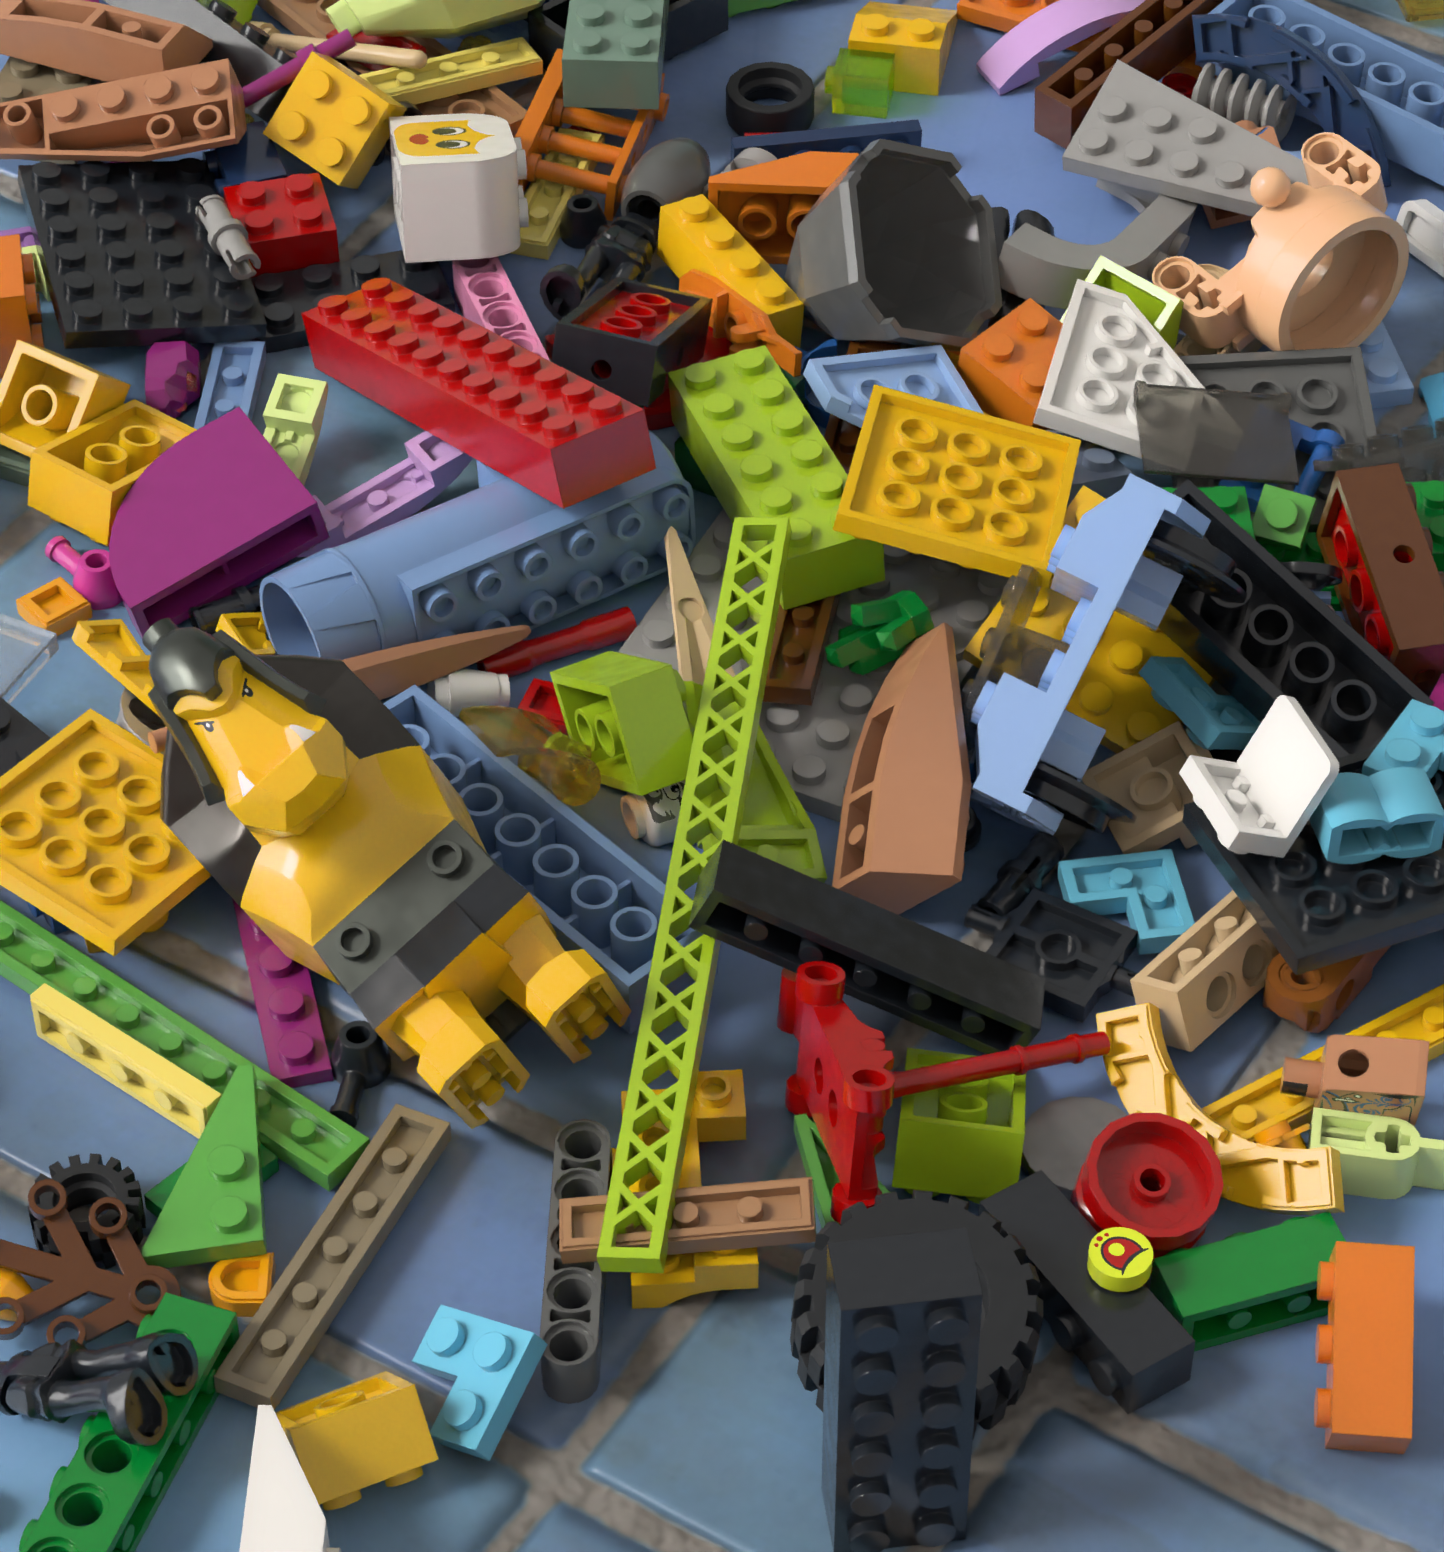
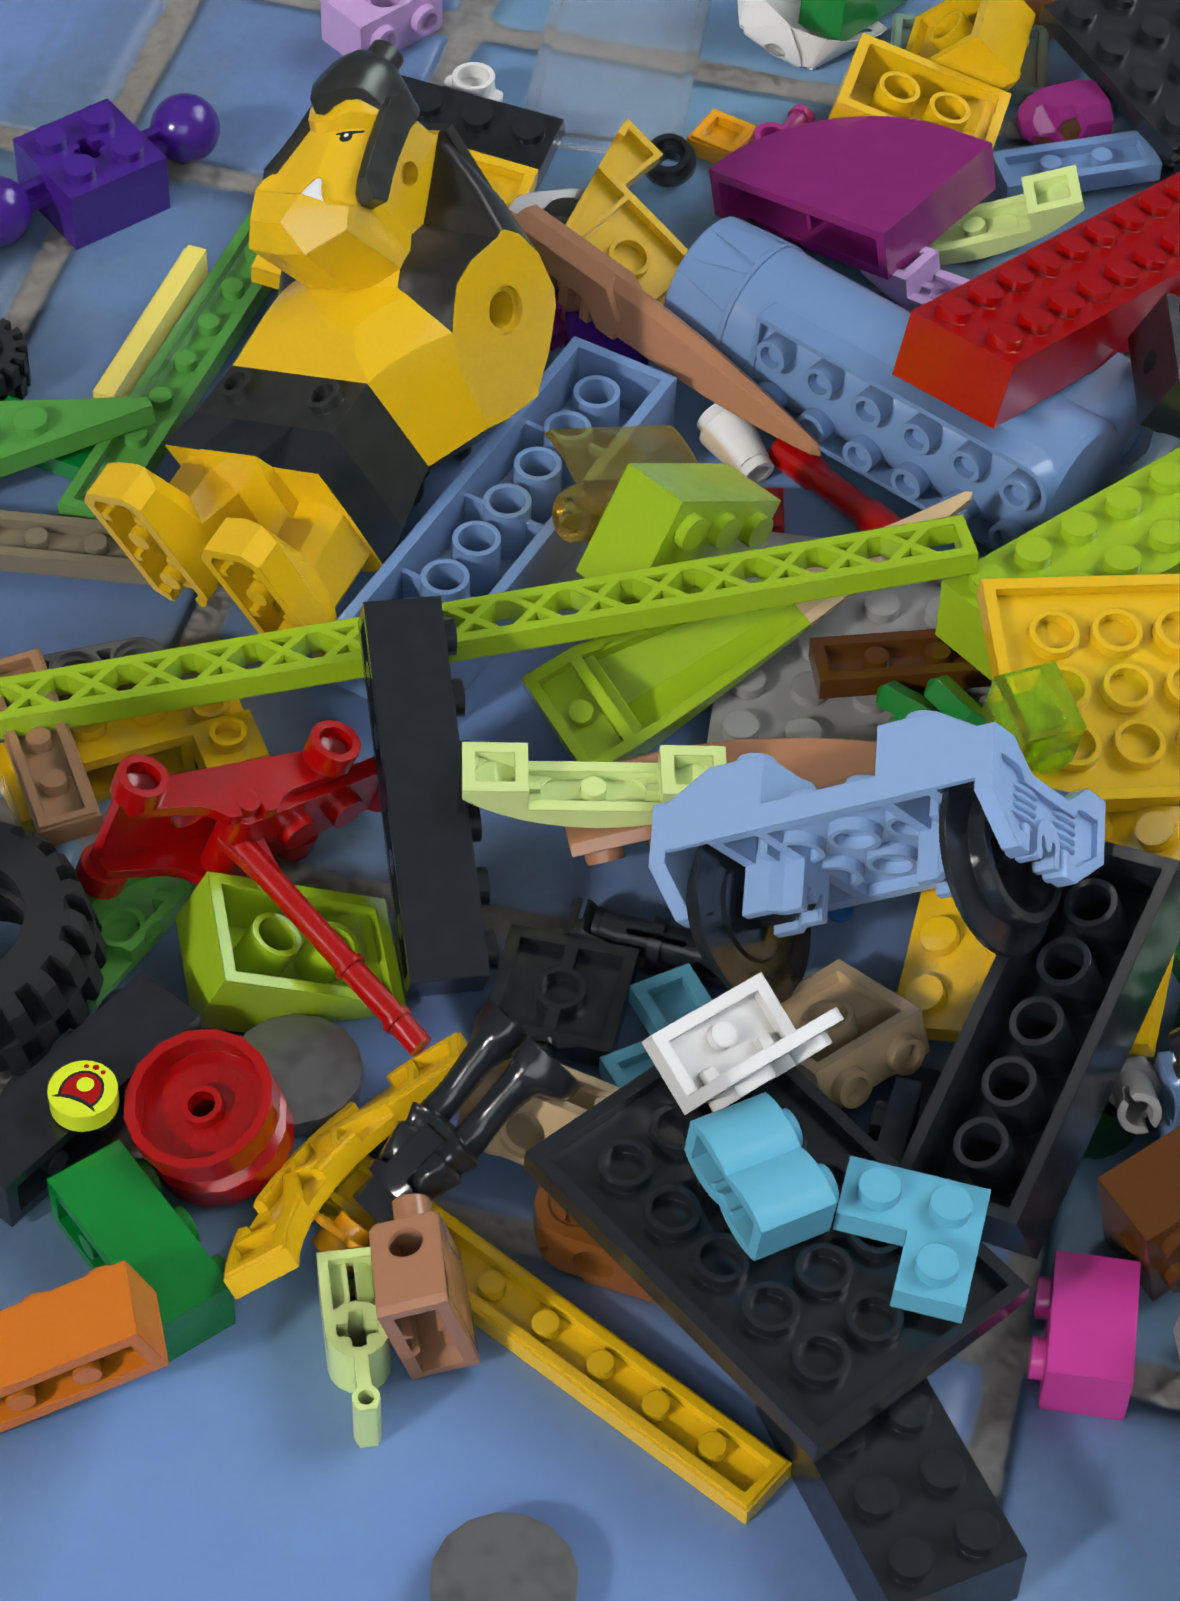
camera: 70 degrees right, 5 degrees up
(55, 648) = (677, 149): none -> black plate
(921, 822) = (578, 792): none -> yellowish green slope
(1001, 525) = (1039, 713): none -> clear neon green brick
(1210, 718) = (933, 1013): medium azure plate -> none
(1230, 1050) = (431, 1153): none -> black piece

